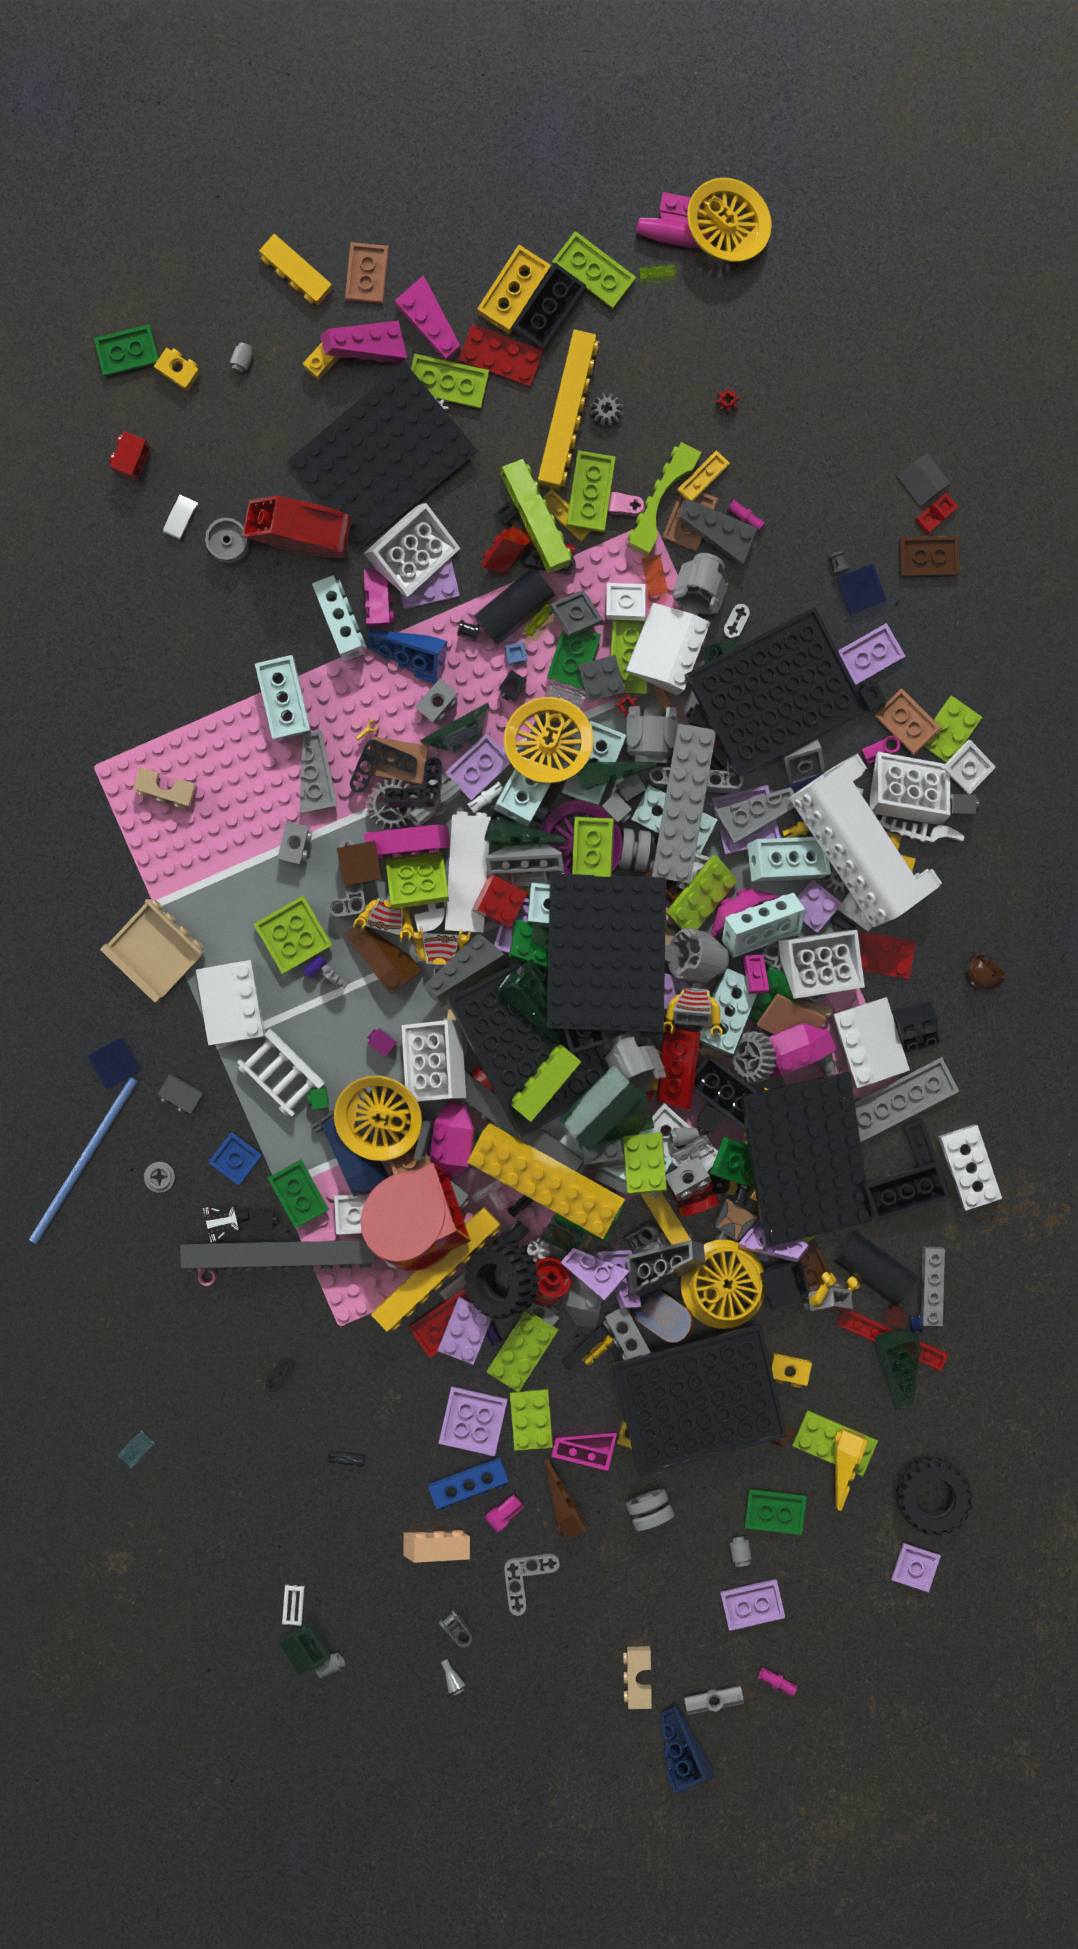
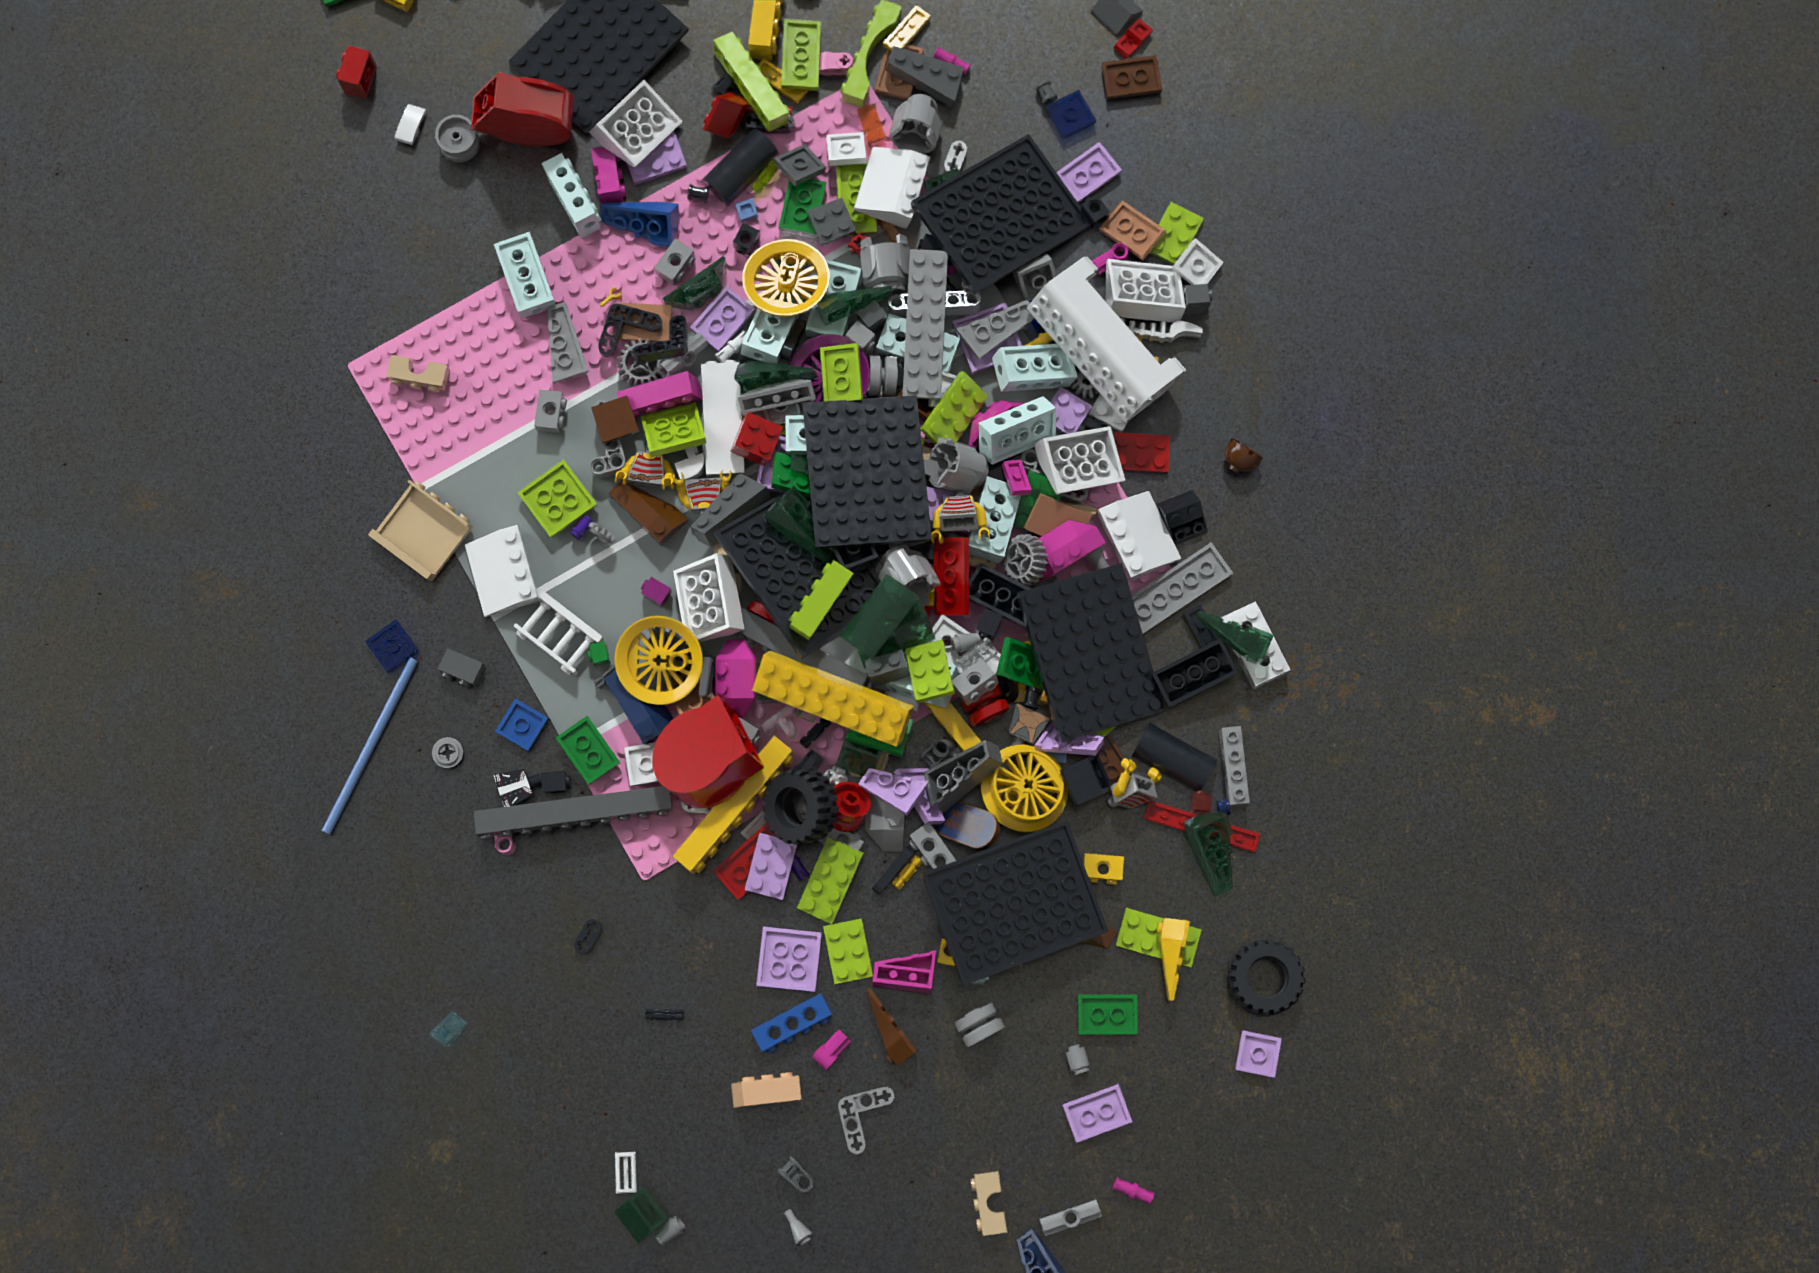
camera: 10 degrees left, 10 degrees down
(962, 1169) = (1248, 642): none -> clear green wedge

